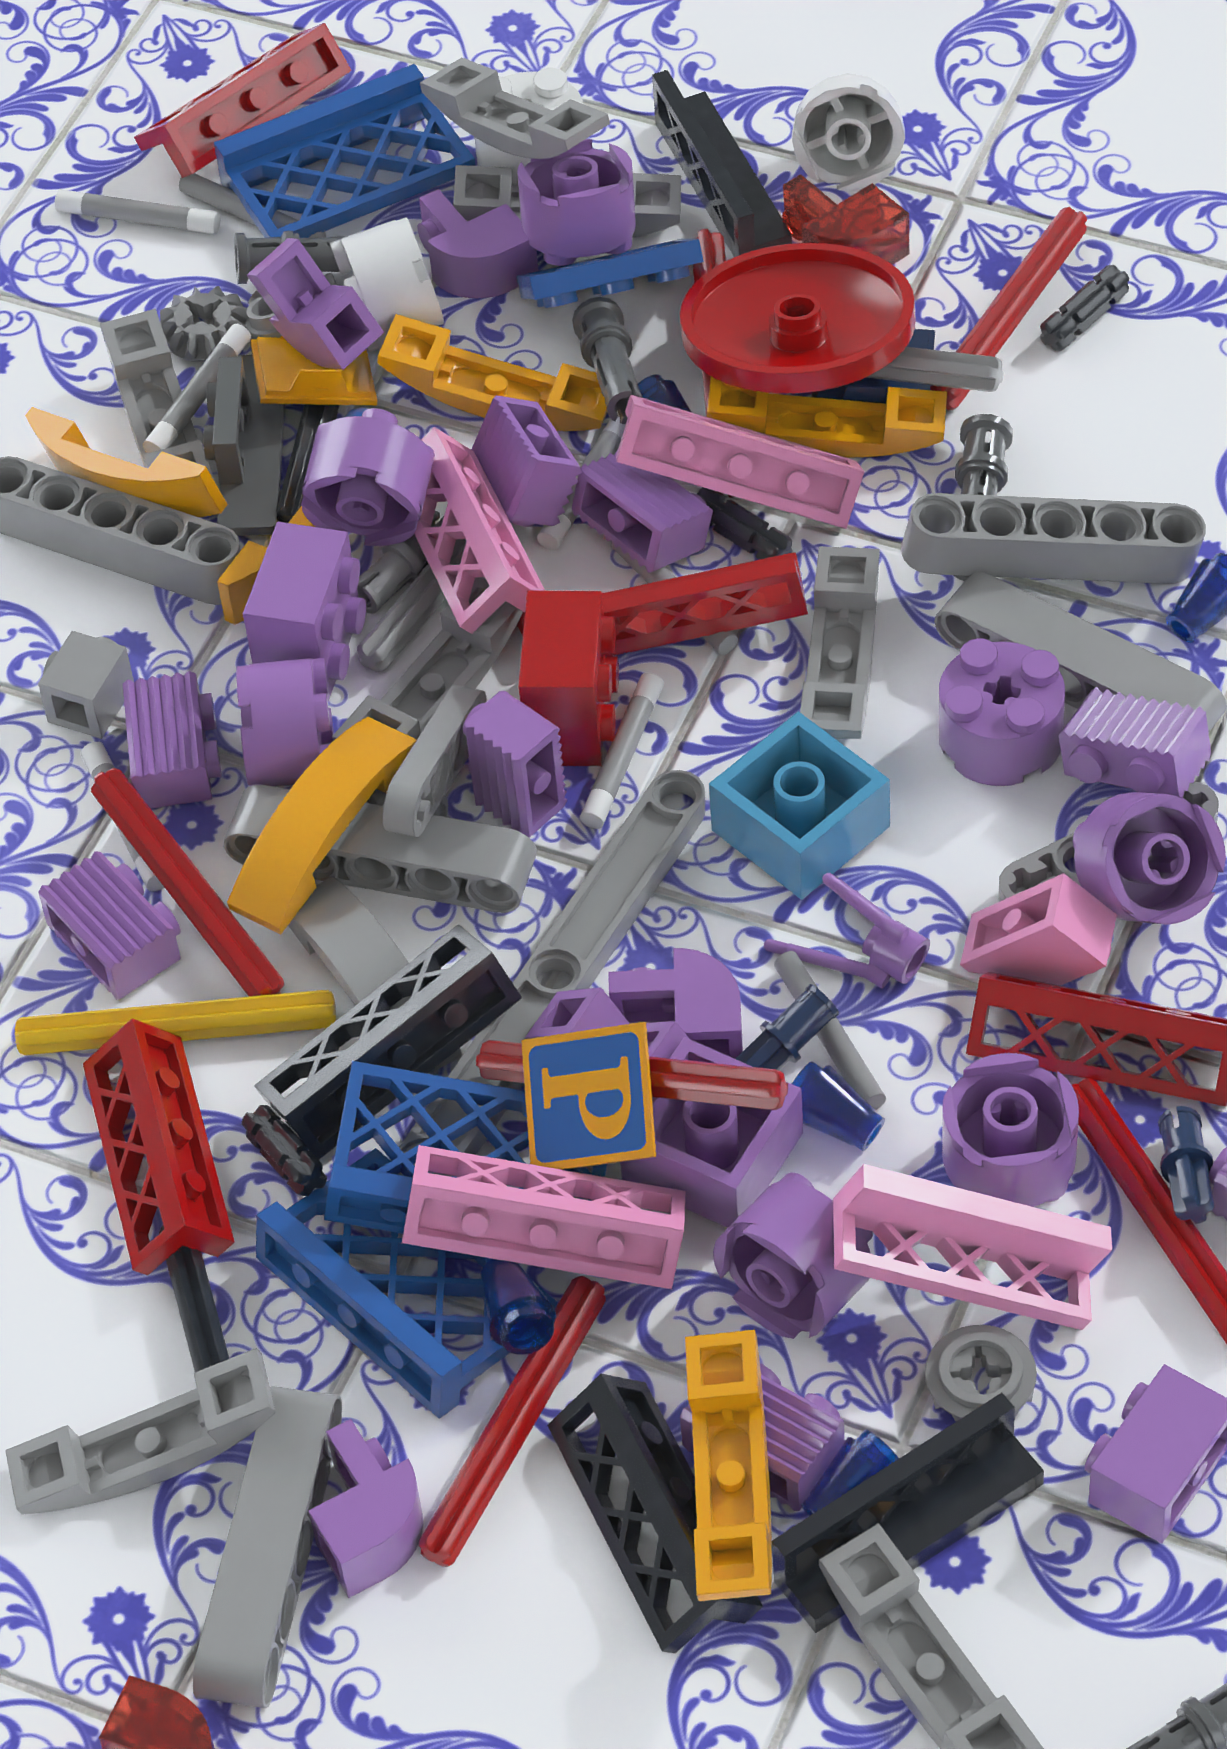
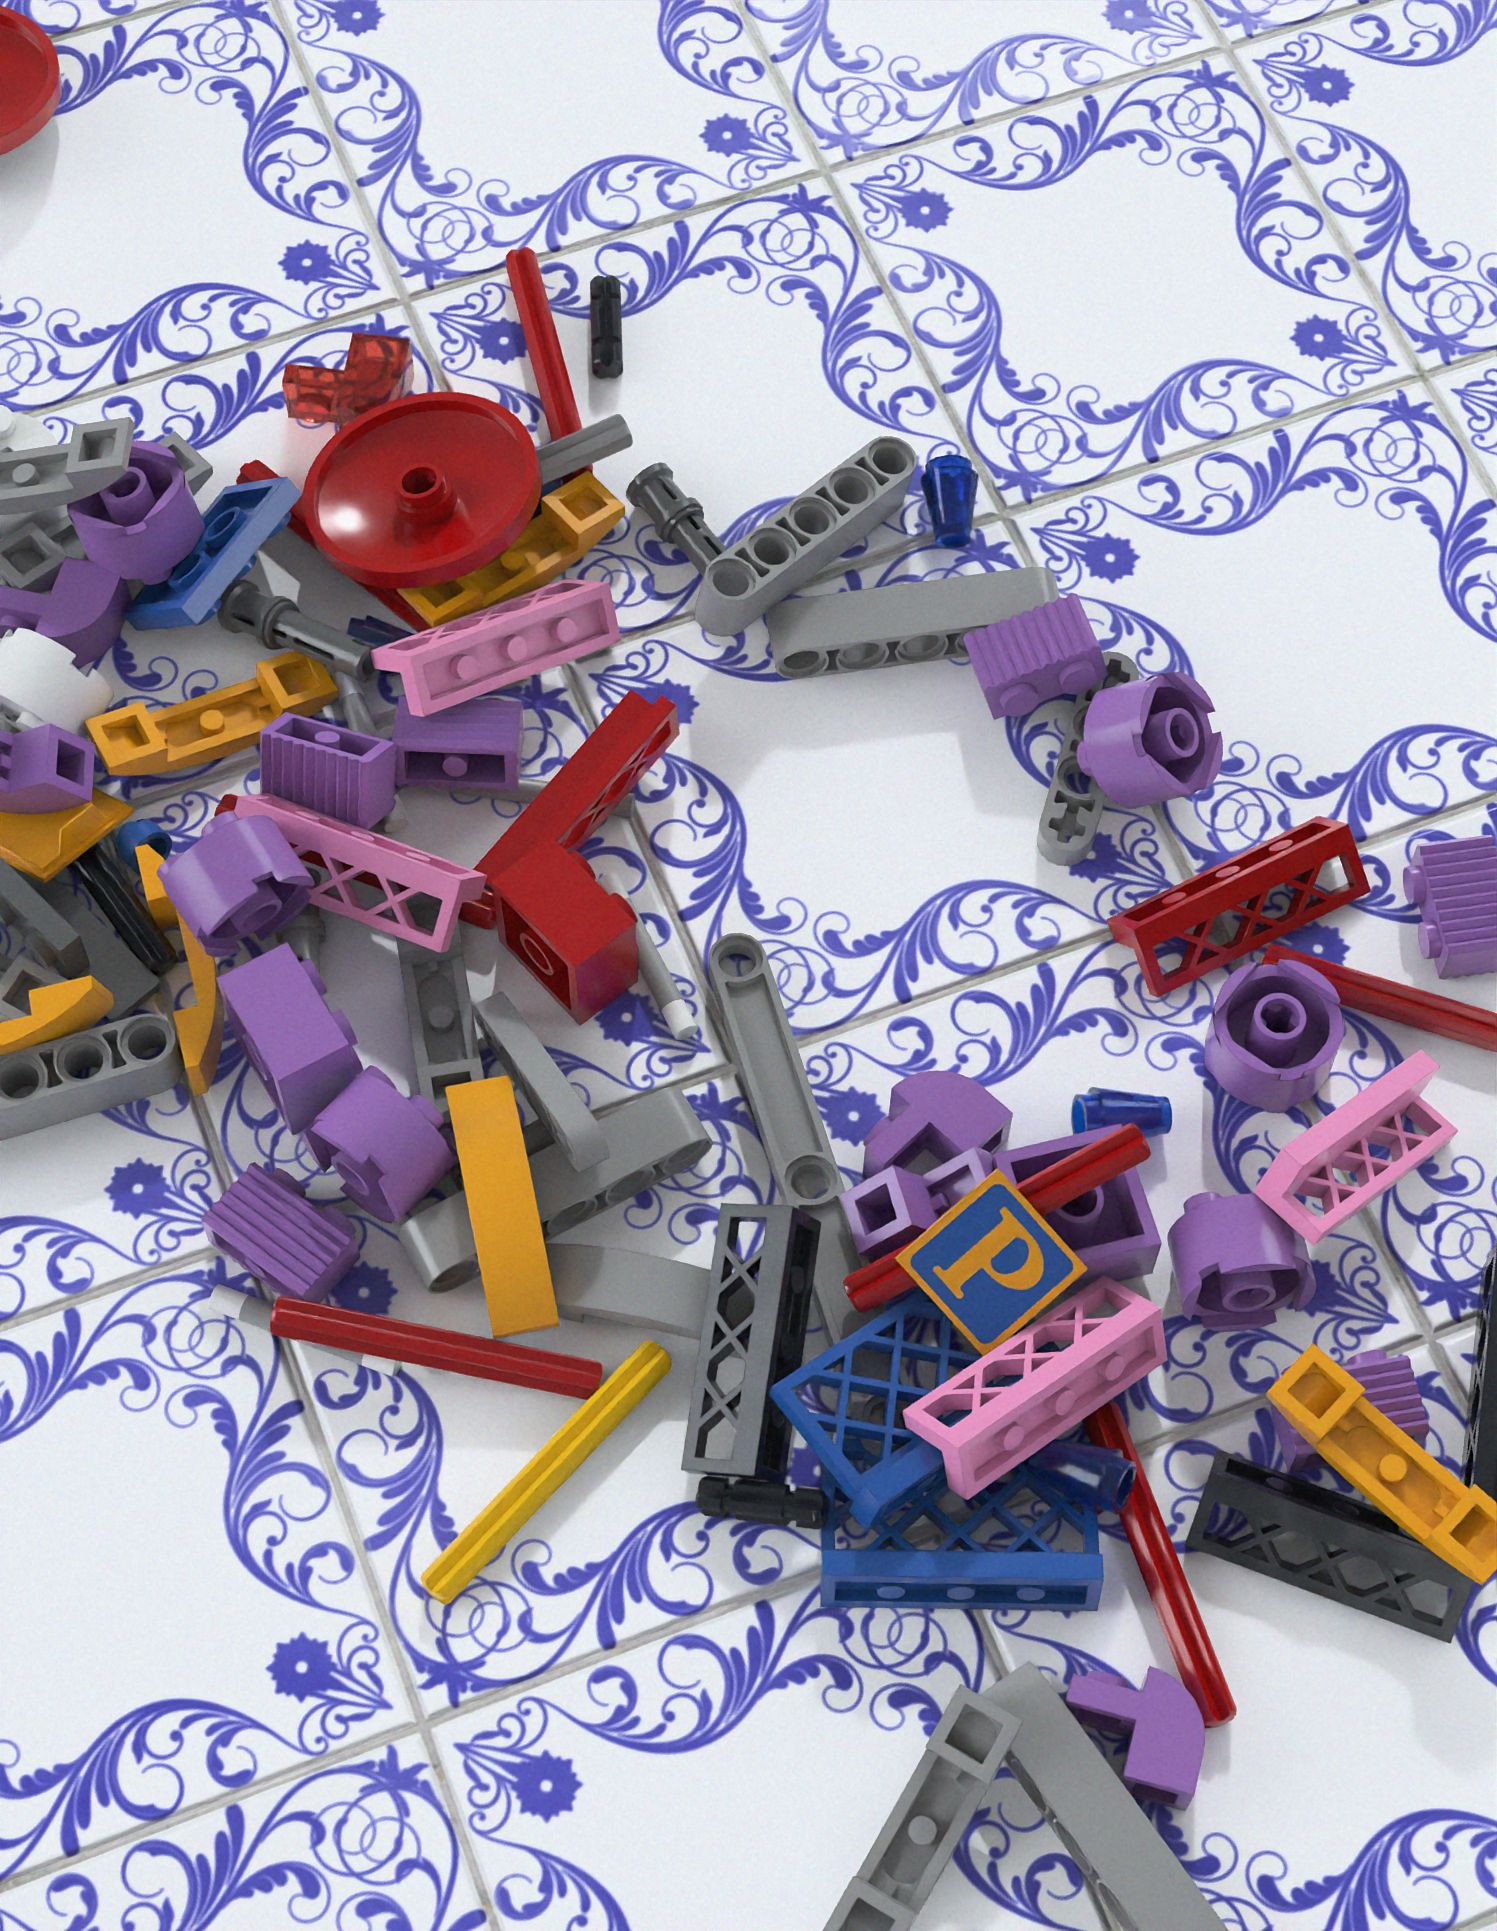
camera: 50 degrees left, 10 degrees up
(85, 683) = (152, 1243): light grey brick -> none
(111, 924) = (410, 1432): medium lavender brick -> none
(169, 1134) = (665, 1567): red fence -> none
(196, 1307) = (830, 1689): black axle -> none
(405, 617) = (353, 972): light grey axle -> none
(515, 763) = (601, 1033): medium lavender brick -> none
(717, 169) = (194, 408): black fence -> none
(745, 527) = (551, 697): black axle -> none
(790, 1031) = (1031, 1089): dark blue axle -> none
(800, 804) = (851, 895): dark azure brick -> none
(832, 1034) = (1040, 1057): light grey bar -> none
(841, 640) = (728, 748): light grey slope -> none
(848, 132) = (278, 299): white cylinder -> none
(851, 1465) = (1446, 1392): clear blue cone -> none
(892, 946) = (1023, 955): medium lavender plant -> none
(1000, 1353) = (1428, 1209): light grey gear -> none
(1001, 711) = (909, 704): medium lavender brick -> none
(1041, 934) = (1120, 863): bright pink slope -> none
(1186, 1164) = (1406, 958): dark blue axle -> none

